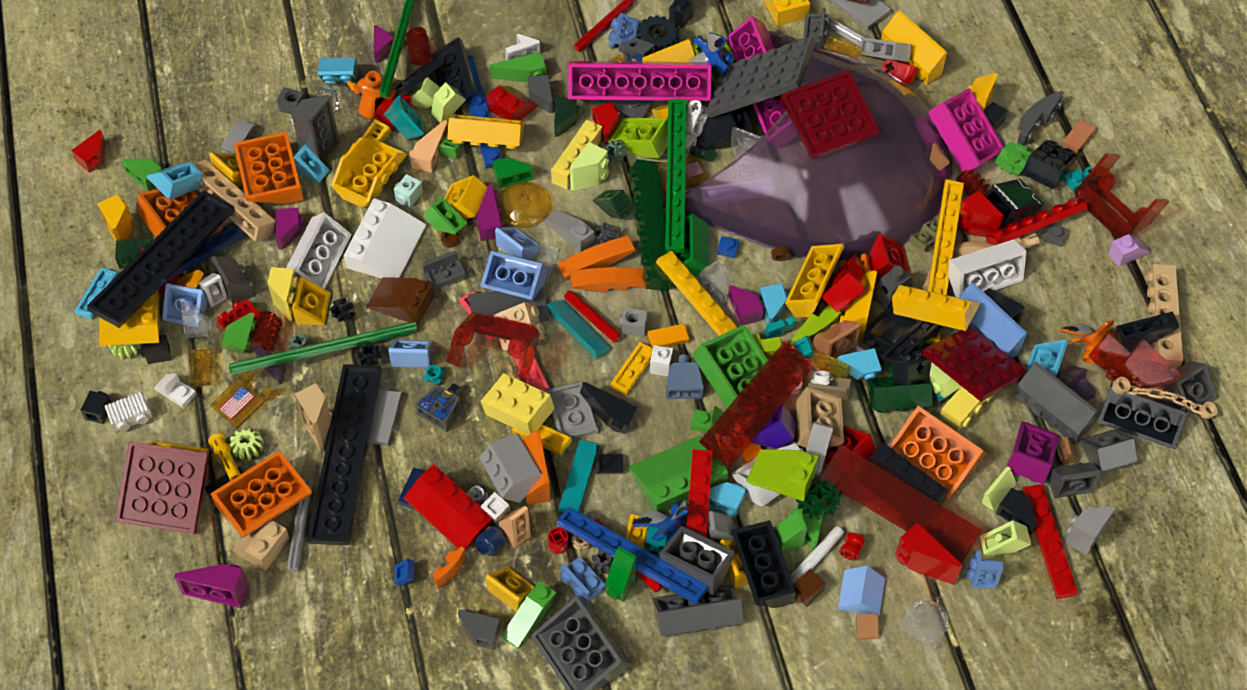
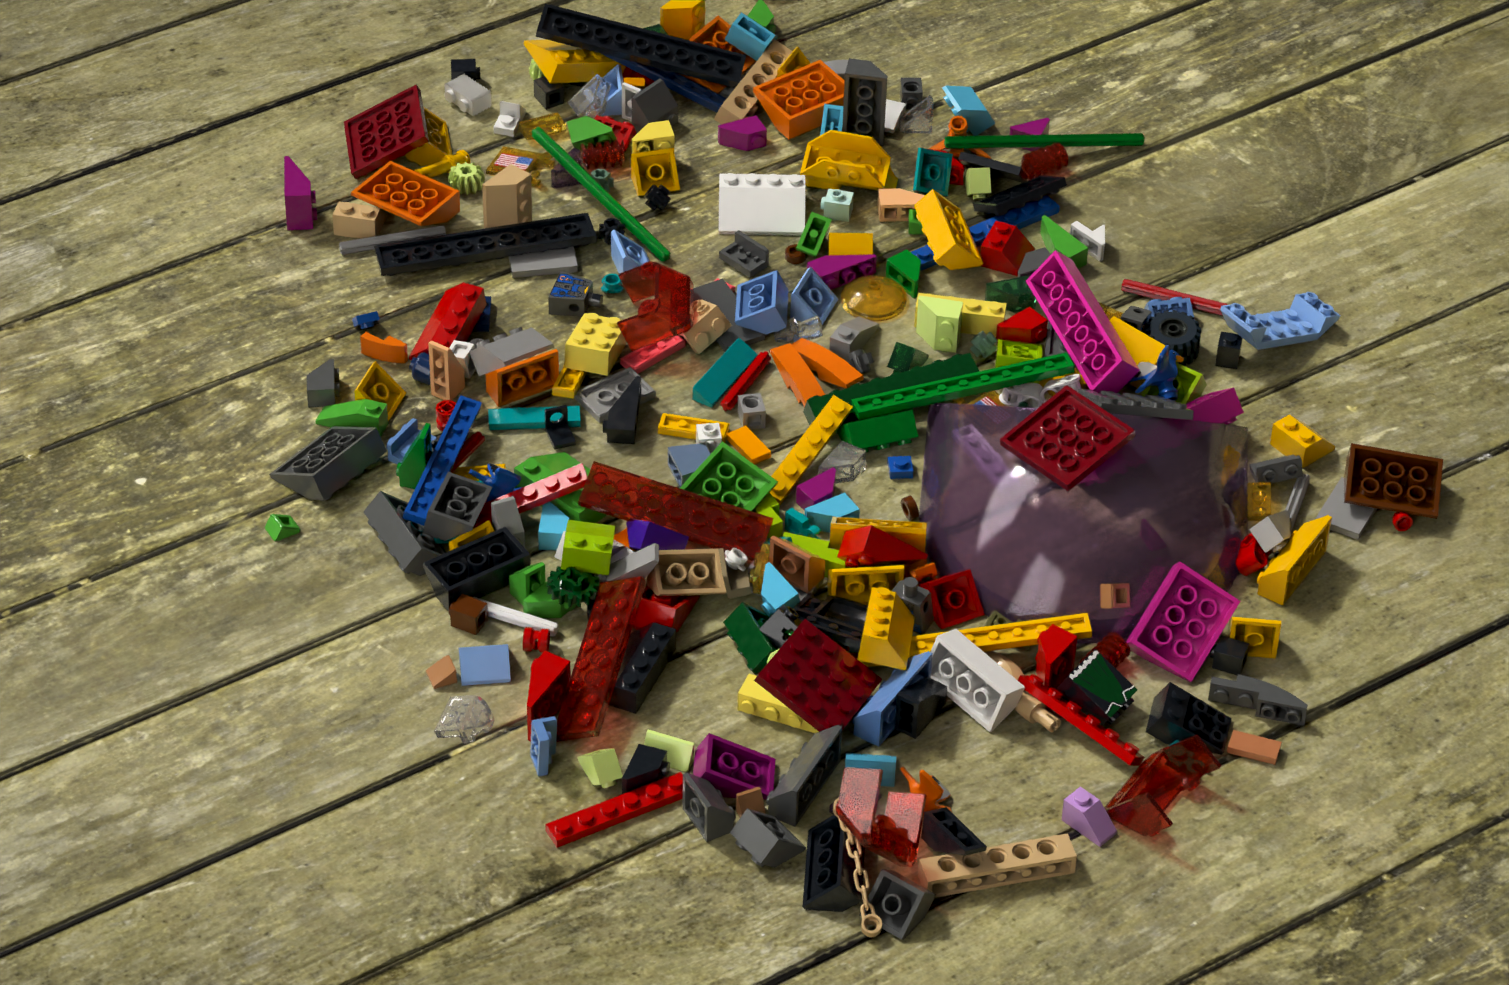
camera: 70 degrees right, 15 degrees down
(319, 250) = (704, 161): white slope -> none
(377, 125) = (904, 165): yellow slope -> none
(402, 298) = (694, 240): reddish brown slope -> none
(446, 102) = (972, 194): yellowish green slope -> none
(937, 450) = (694, 687): orange slope -> none
(1013, 158) = (1187, 683): bright green piece -> none
(1055, 235) = (1077, 749): dark grey plate -> none
(1088, 527) = (640, 828): light grey slope -> none

